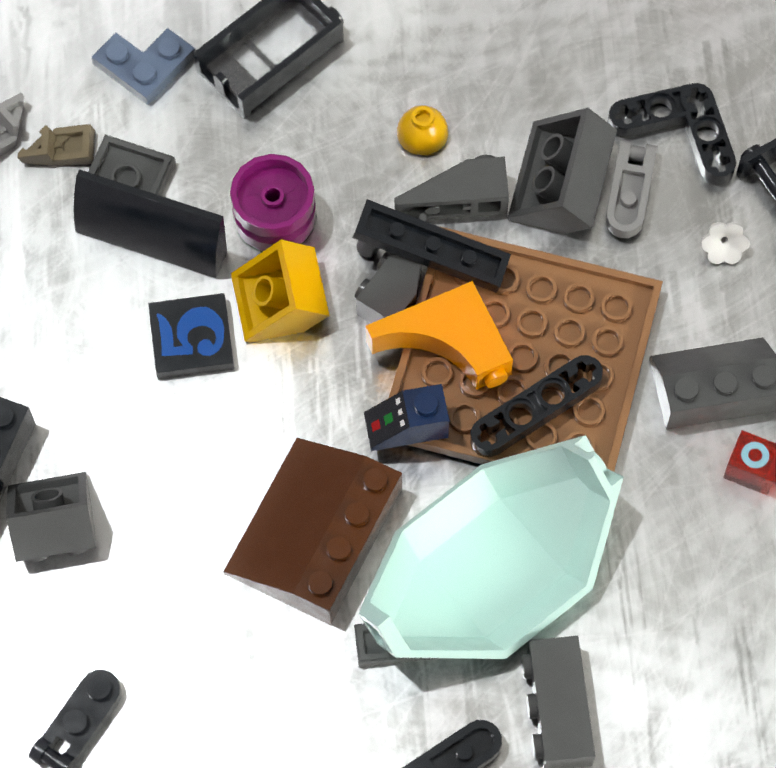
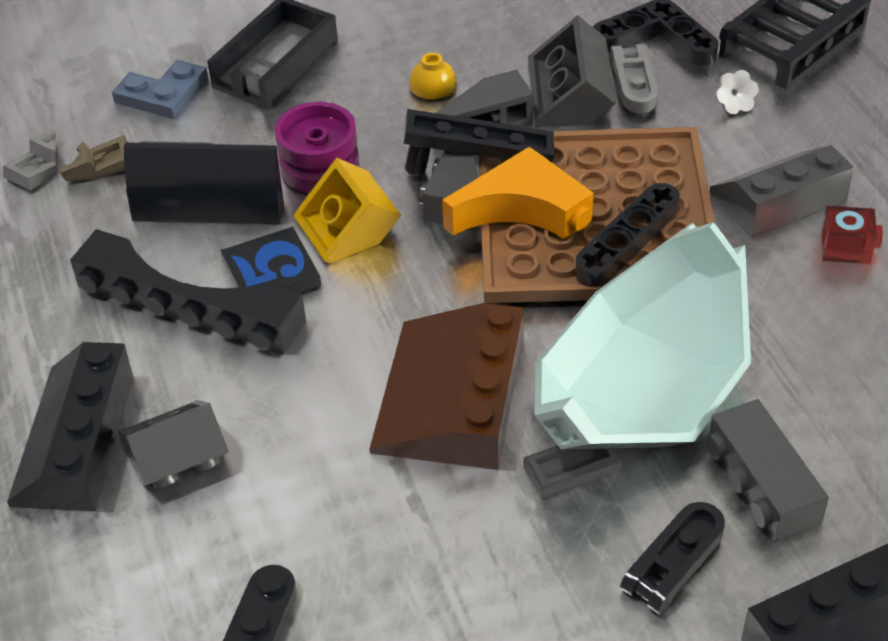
camera: 15 degrees left, 20 degrees down
(161, 393) = (254, 314): none -> black arch
(408, 418) = (513, 265): dark blue slope -> none

